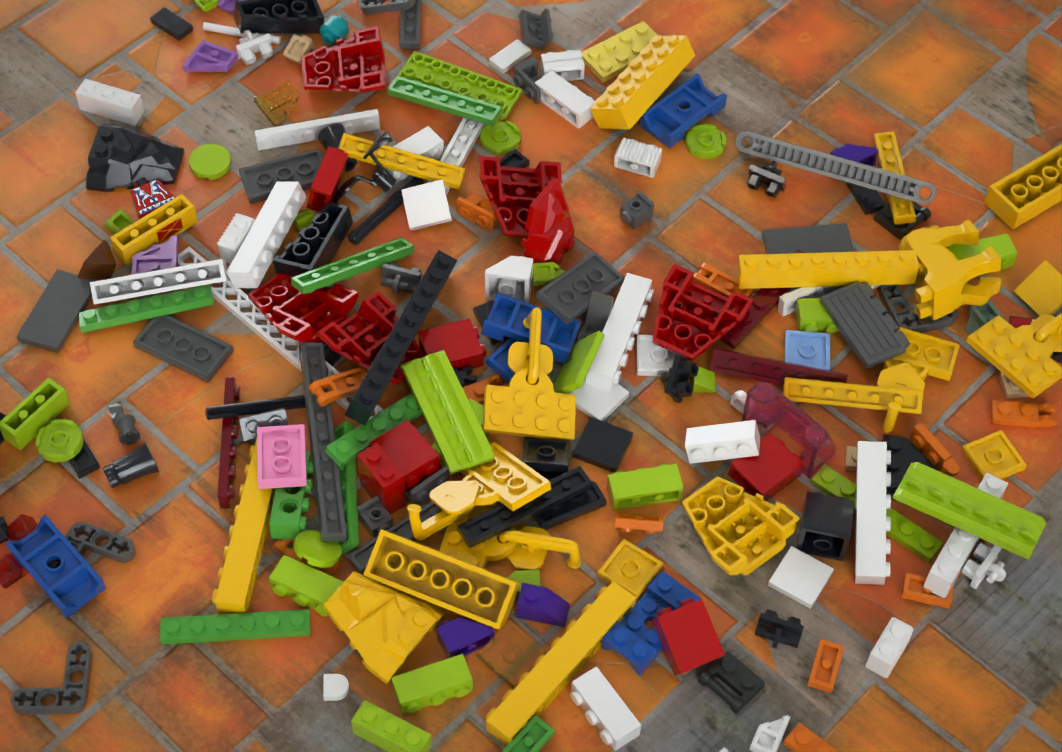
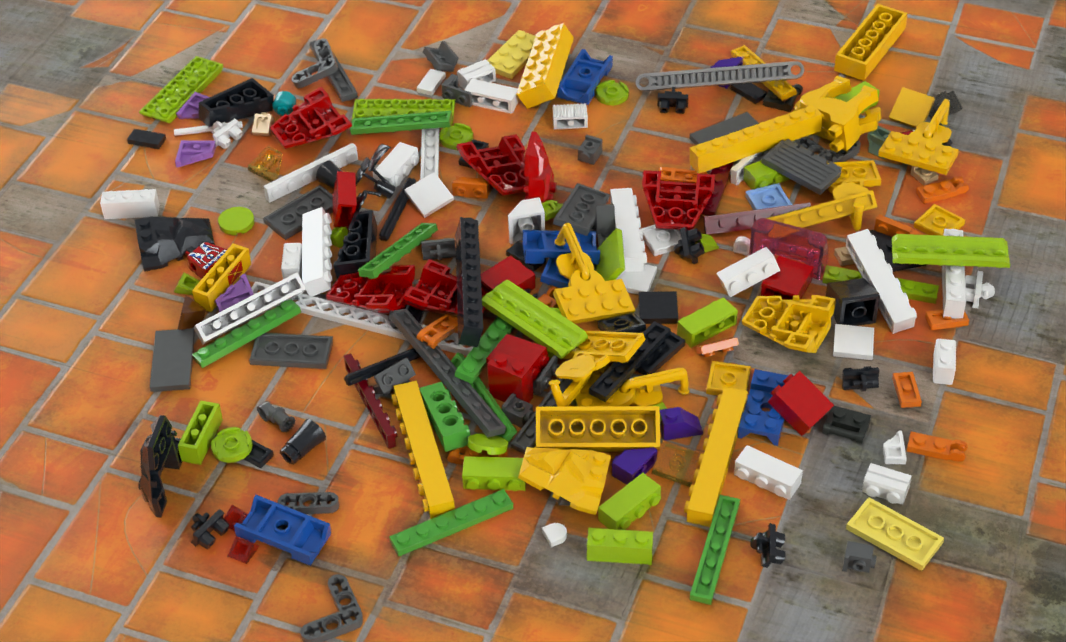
camera: 20 degrees left, 10 degrees down
(281, 456) = (424, 389): bright pink plate -> none
(404, 161) = (397, 169): yellow tile -> none

